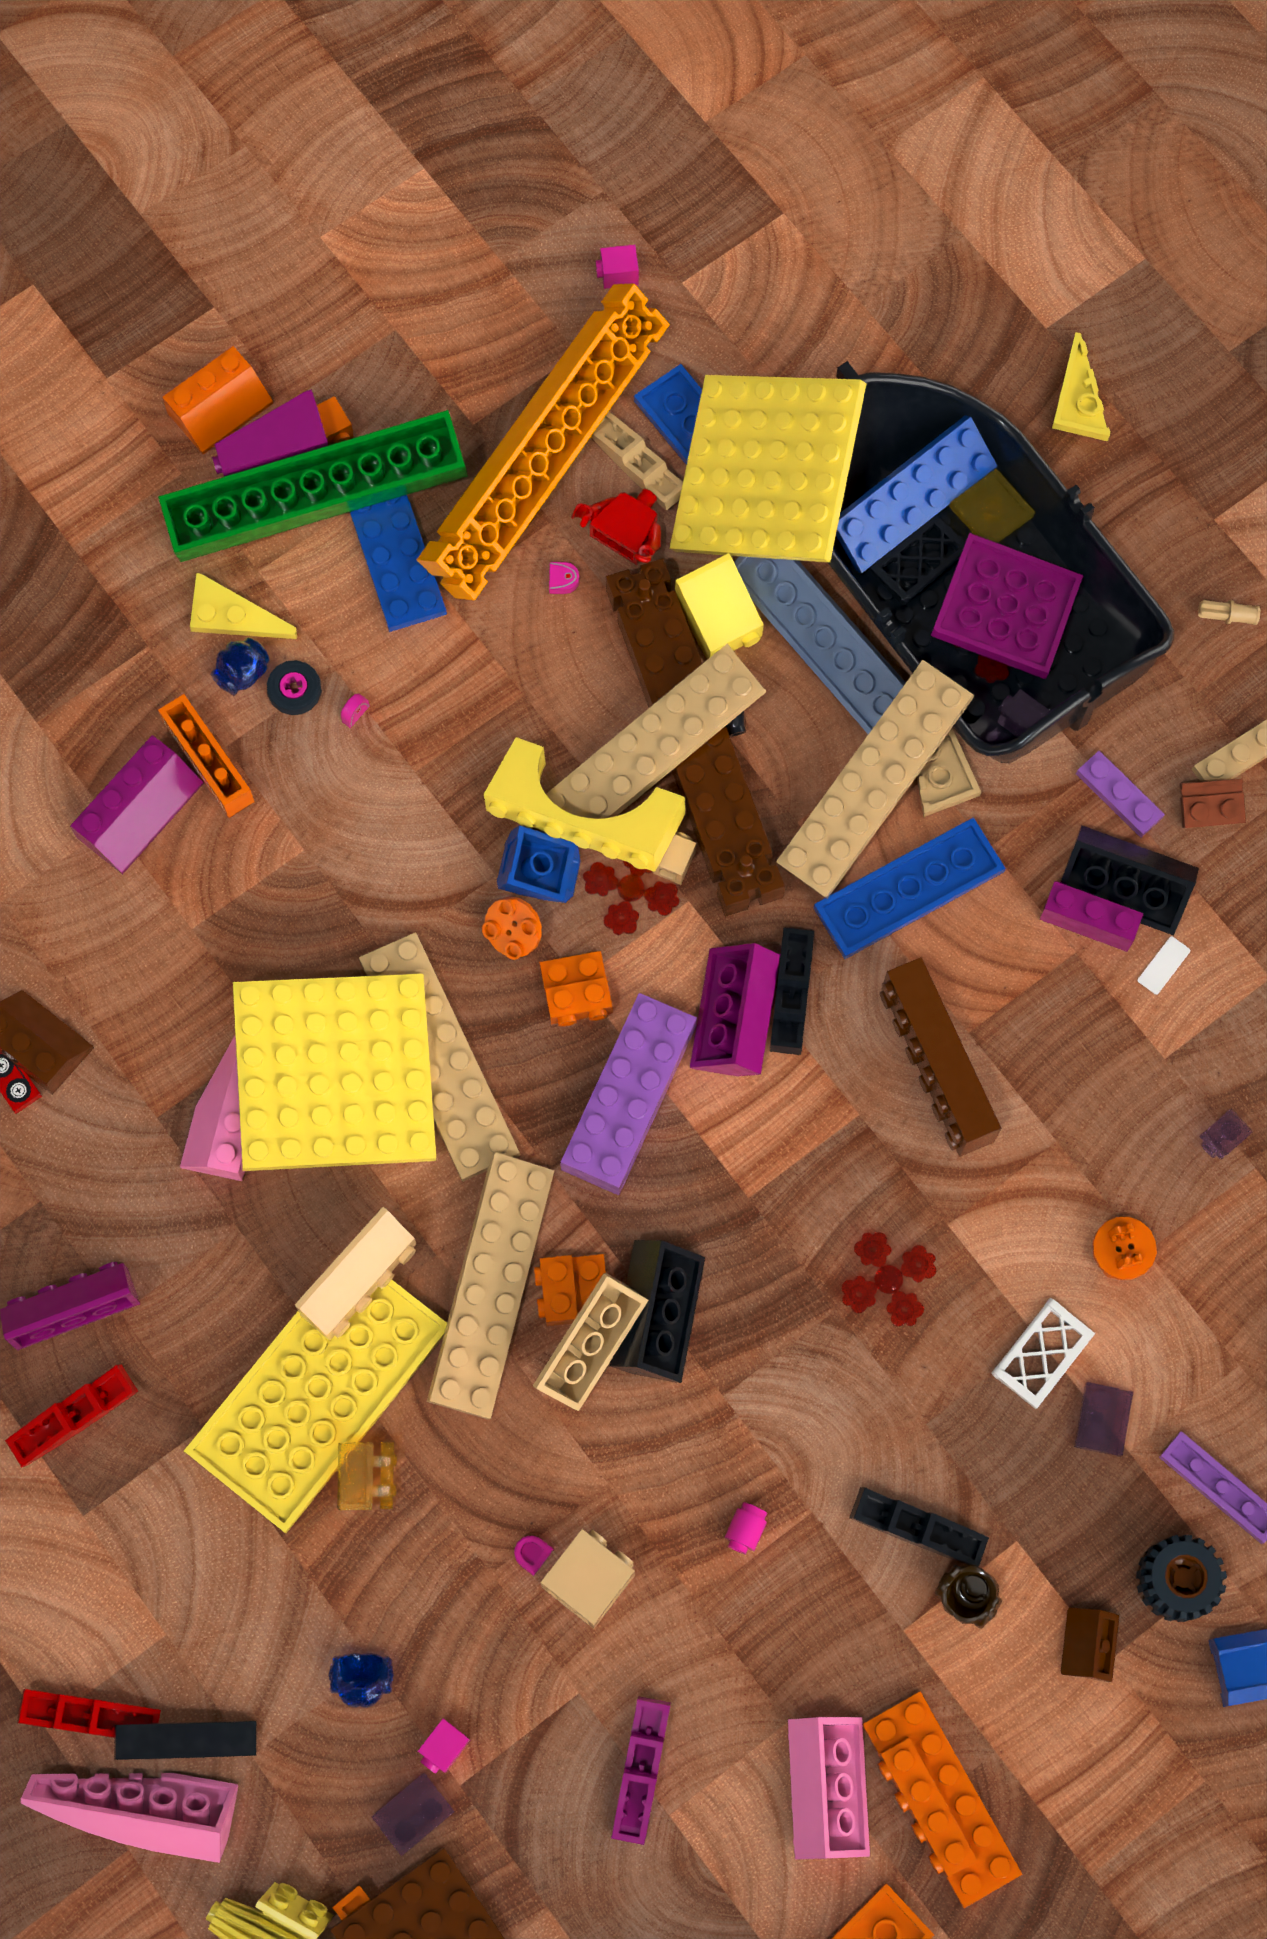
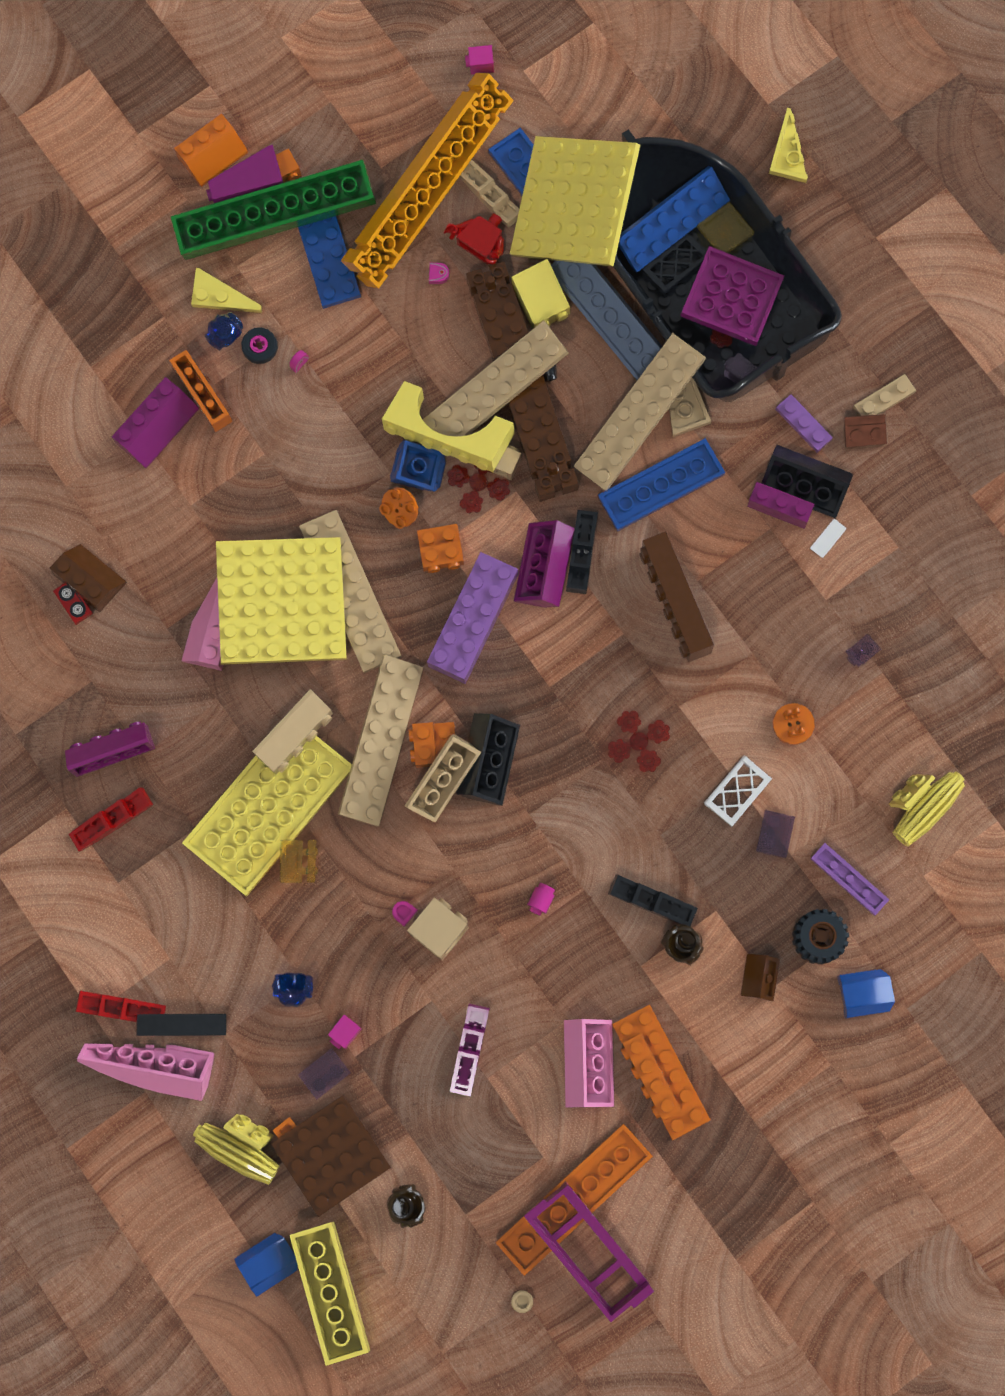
camera: 10 degrees right, 5 degrees up
(1229, 612) = (882, 301): tan axle -> none

